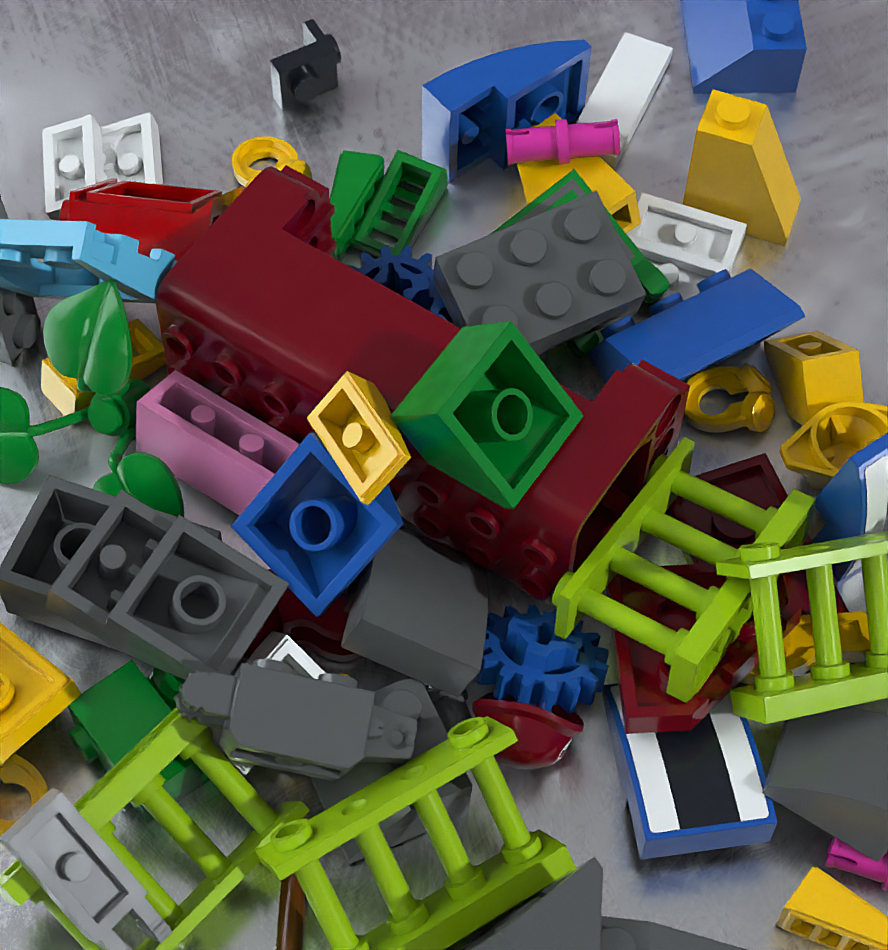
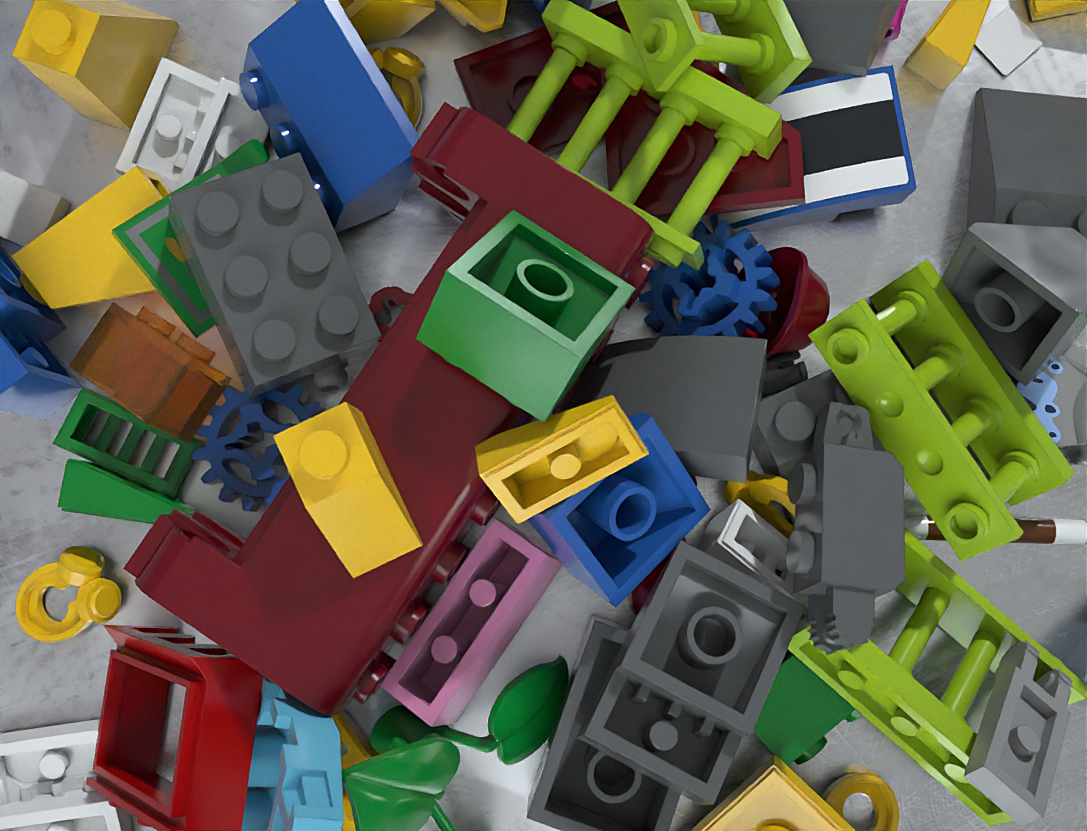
camera: 85 degrees left, 25 degrees up
(341, 287) = (348, 488): none -> yellow slope
(455, 209) = (150, 372): none -> clear orange brick
(562, 141) = (65, 243): dark pink pin -> none

